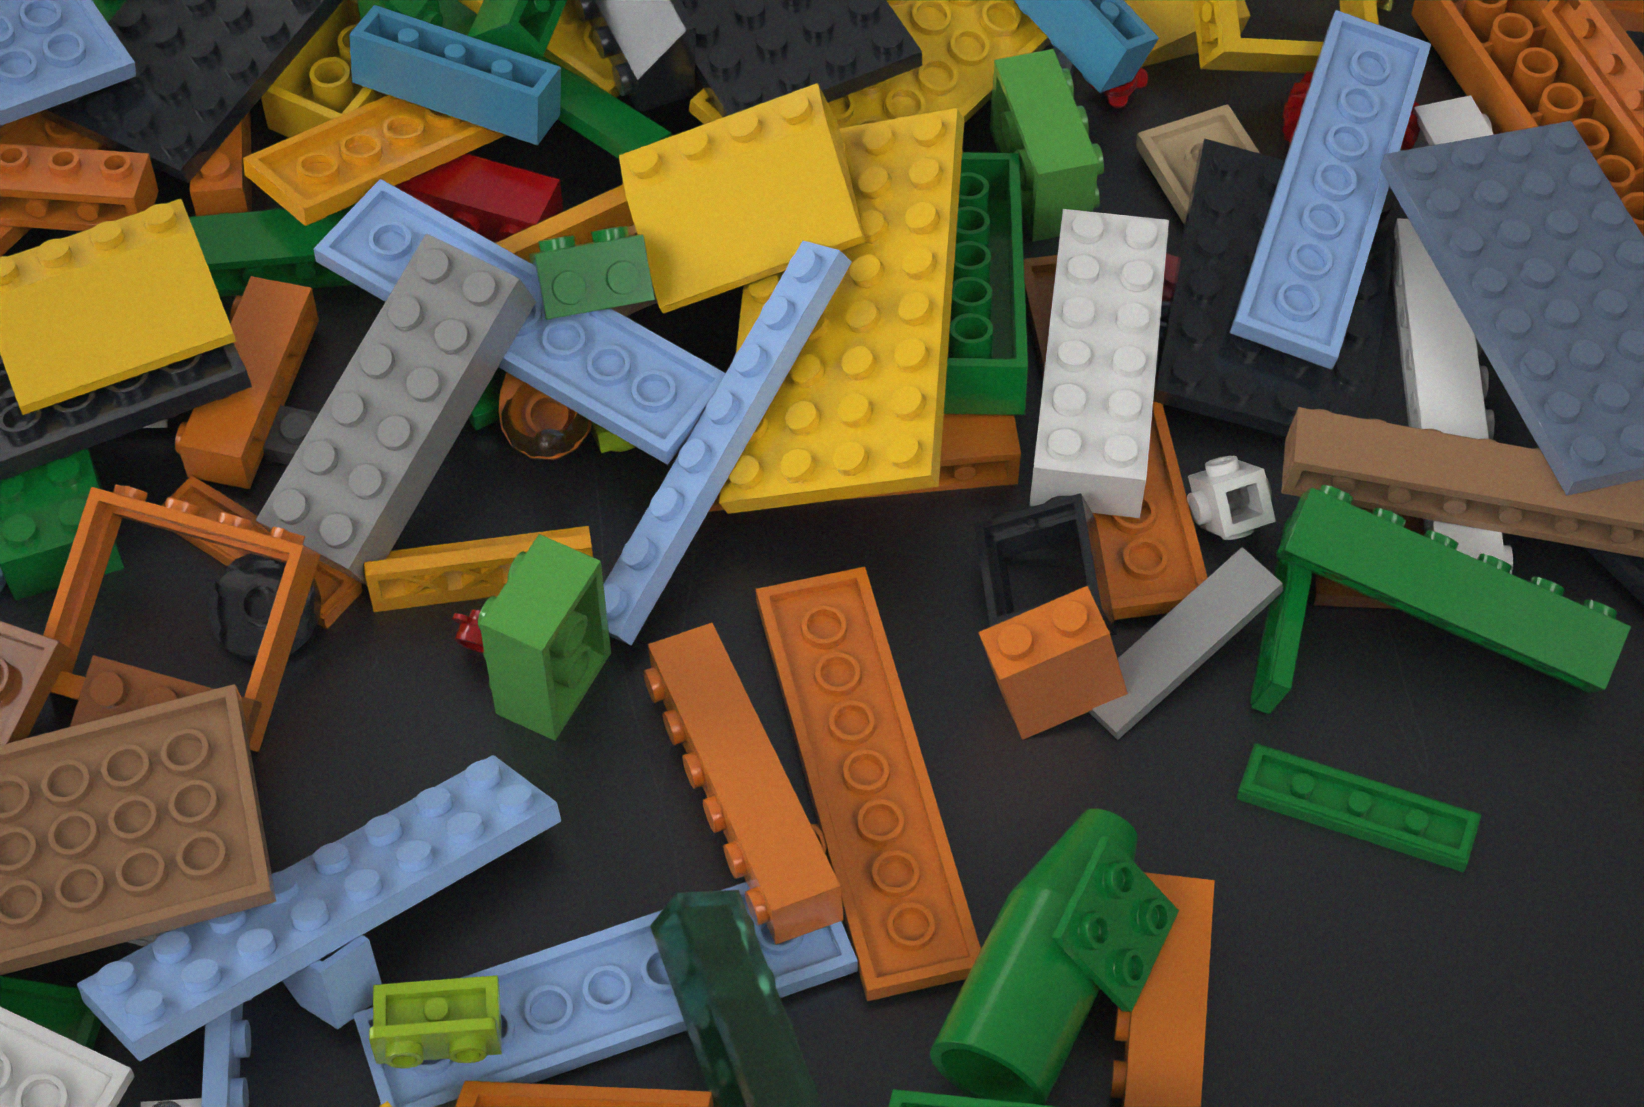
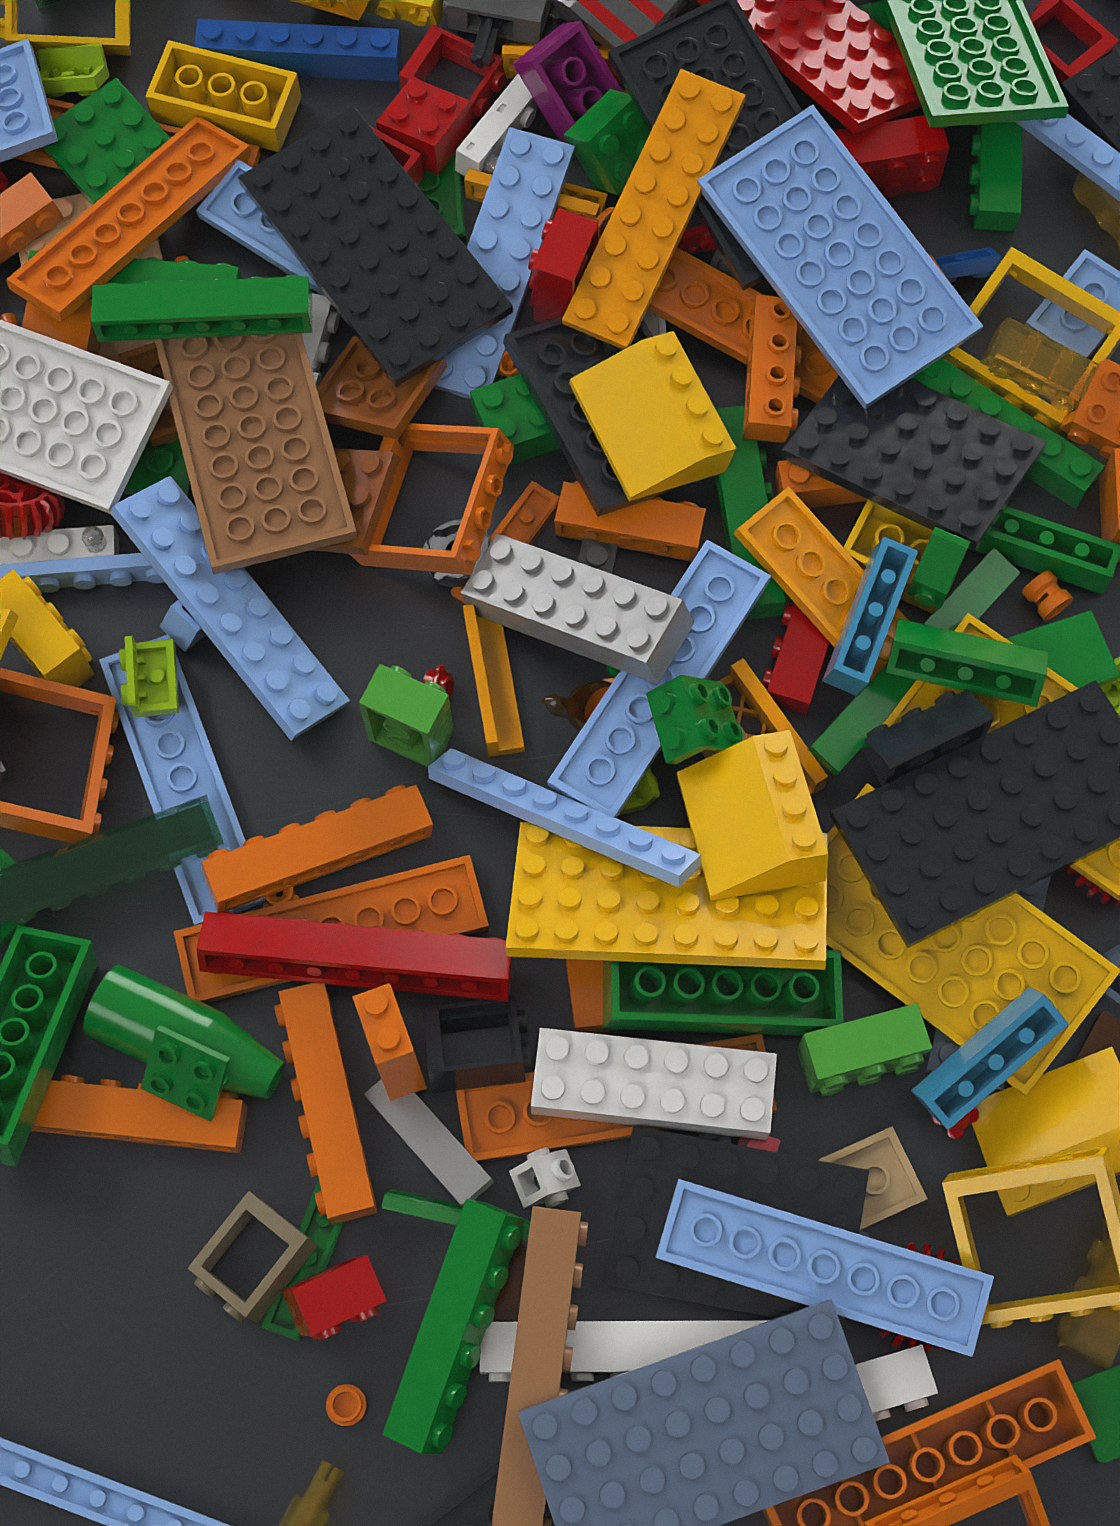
camera: 90 degrees right, 15 degrees up
(918, 723) = (354, 955): none -> red brick
(1134, 769) = (327, 1103): none -> orange brick
(1299, 871) = (277, 1278): none -> dark tan window
(1426, 738) = (334, 1296): none -> red brick
(1562, 754) = (346, 1405): none -> orange plate

